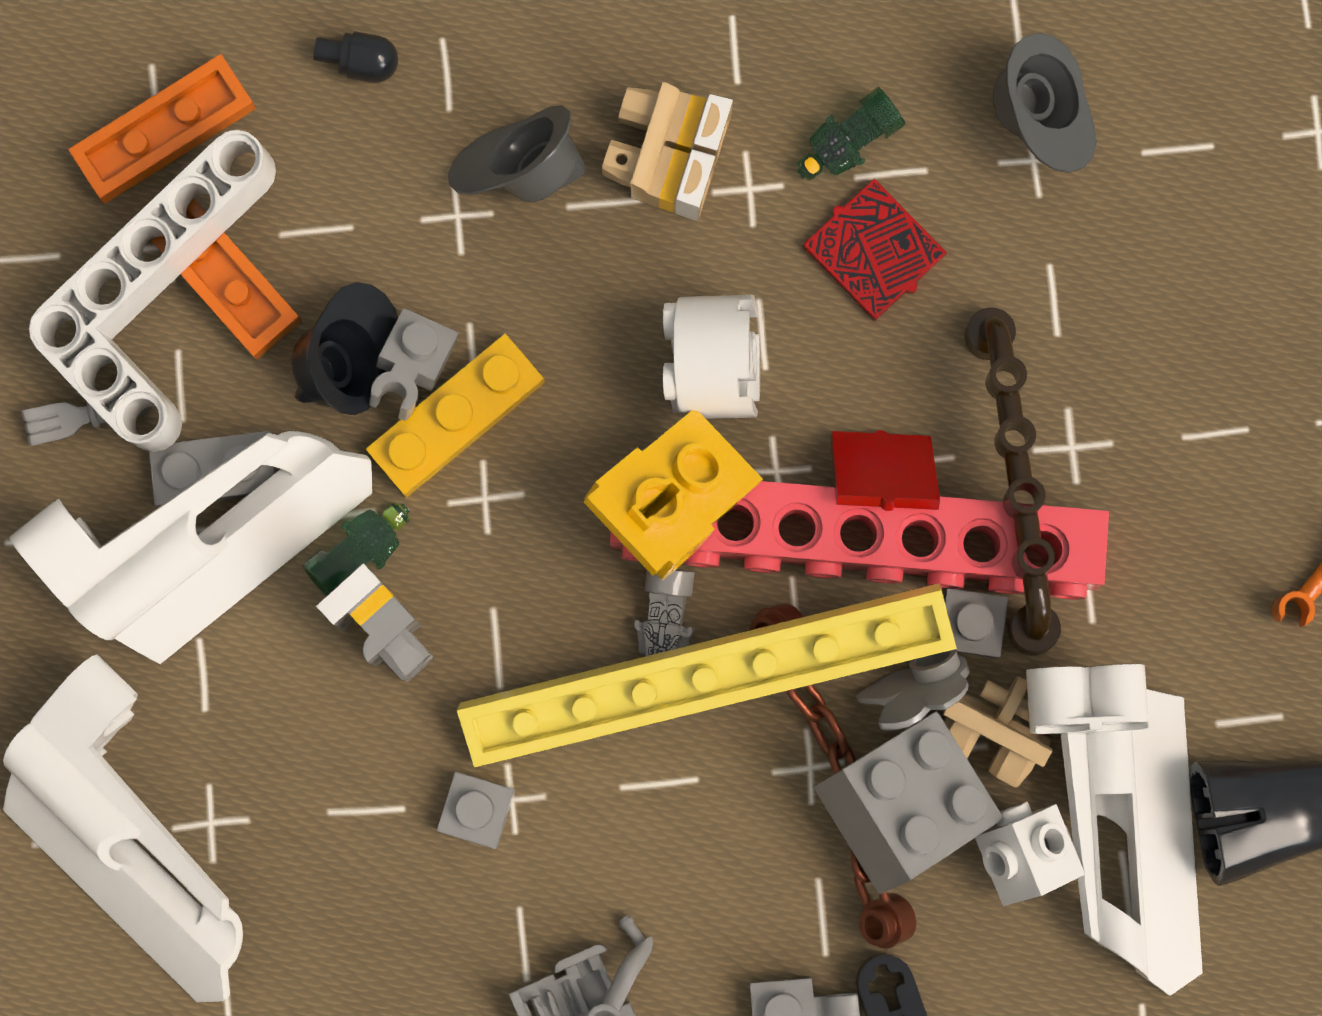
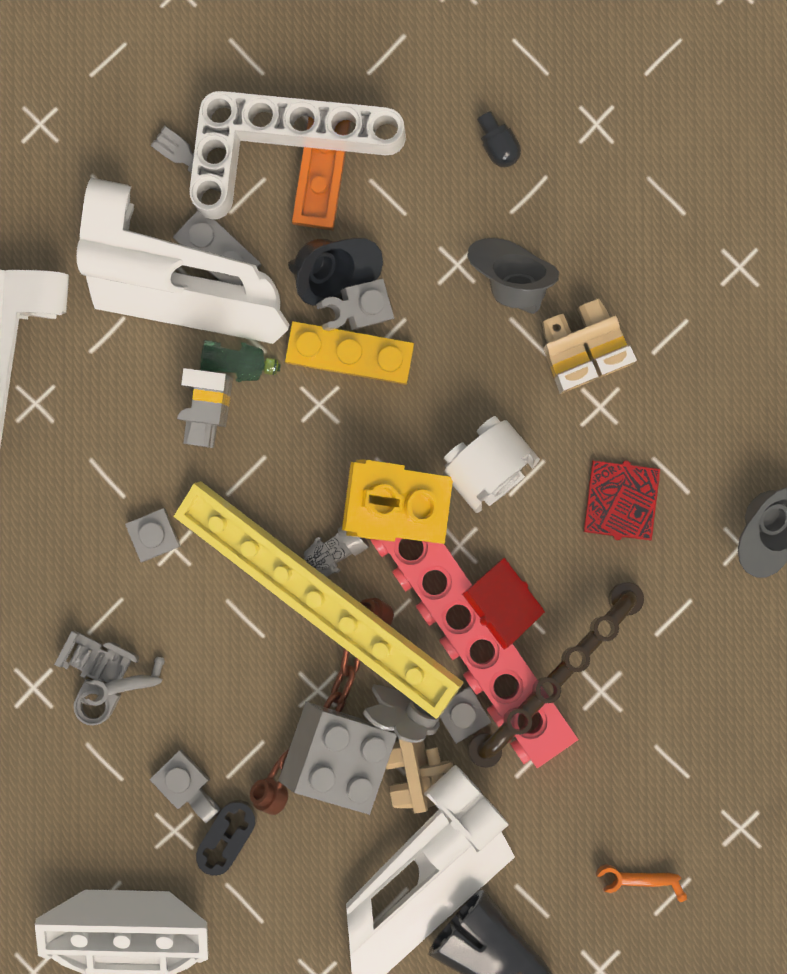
camera: 50 degrees right, 5 degrees up
(162, 129) = (373, 71): orange plate -> none
(838, 145) = (662, 435): clear green piece -> none
(1029, 853) = (363, 842): white brick -> none

